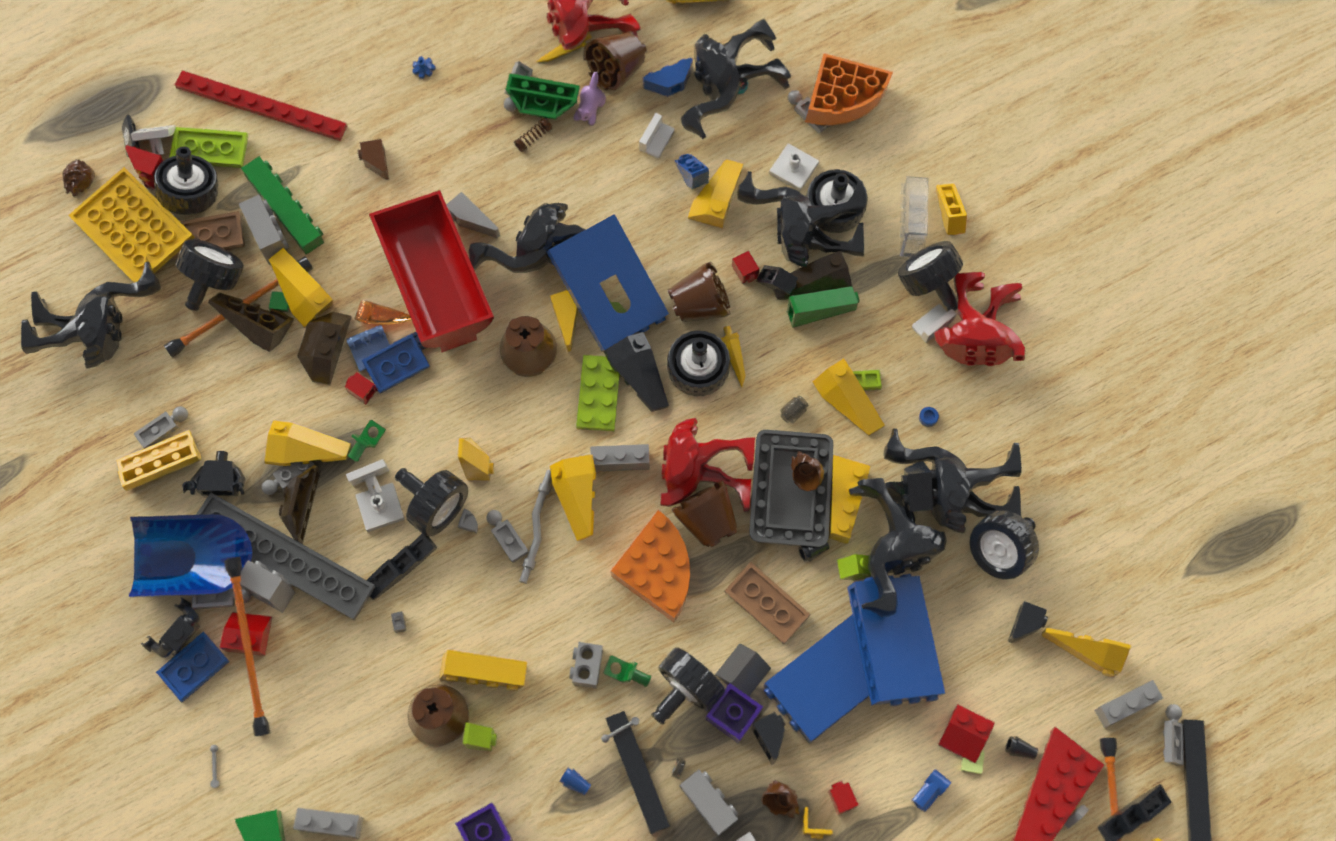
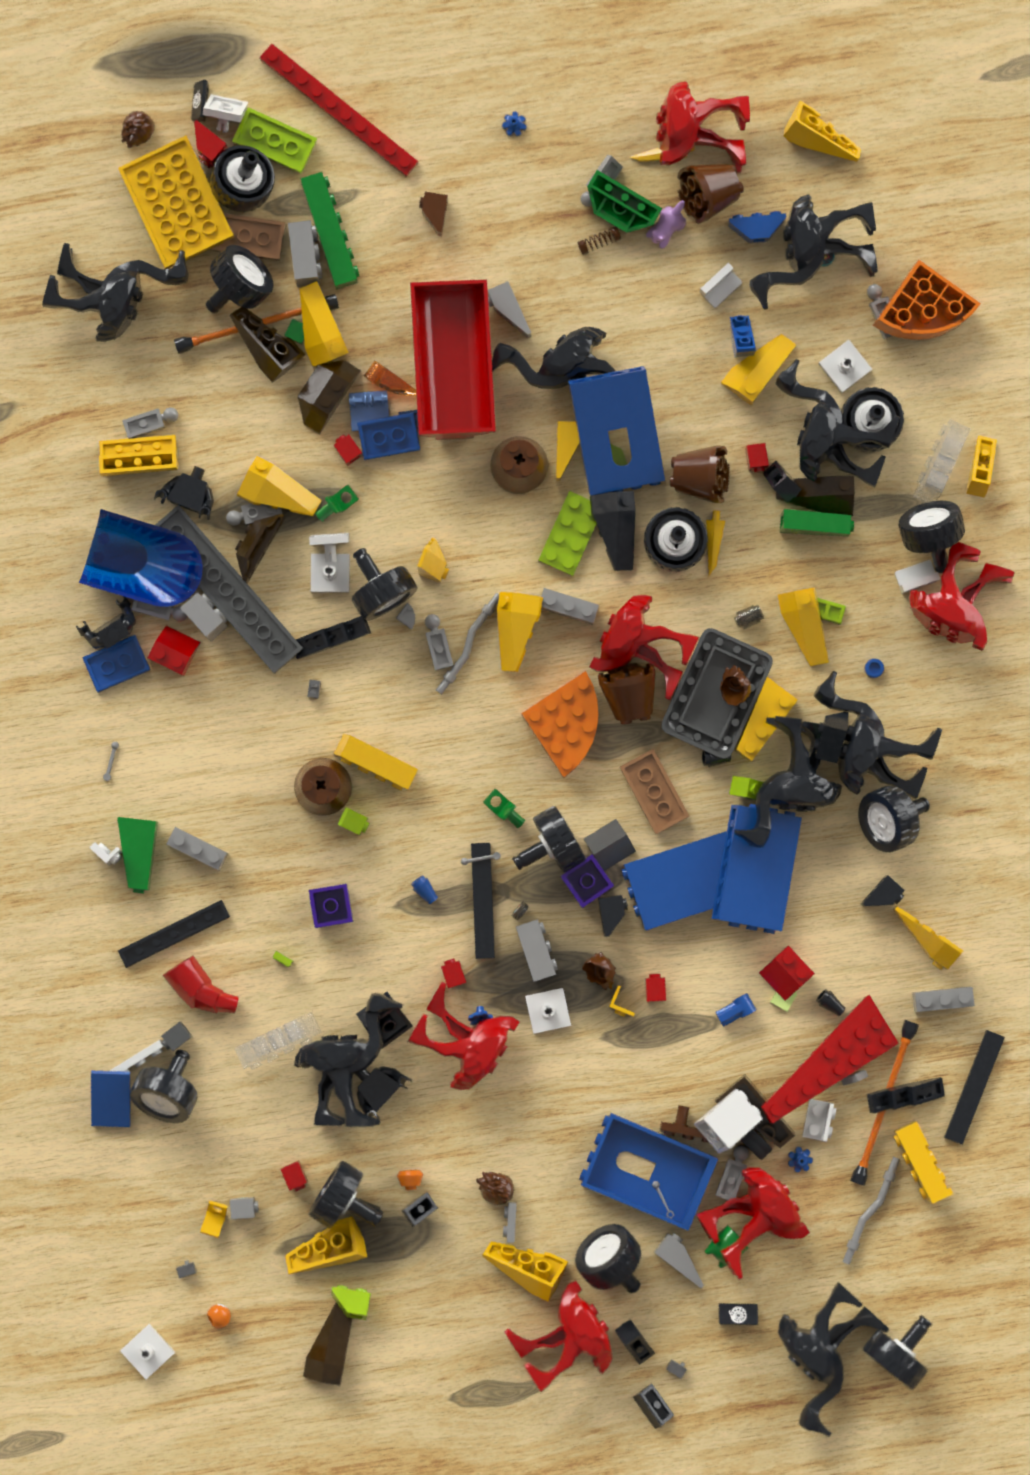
camera: 15 degrees right, 15 degrees up
(260, 723) = (183, 596): orange hose -> none
(591, 665) = (475, 792): light grey brick -> none
(1173, 736) = (971, 1041): light grey plate -> none

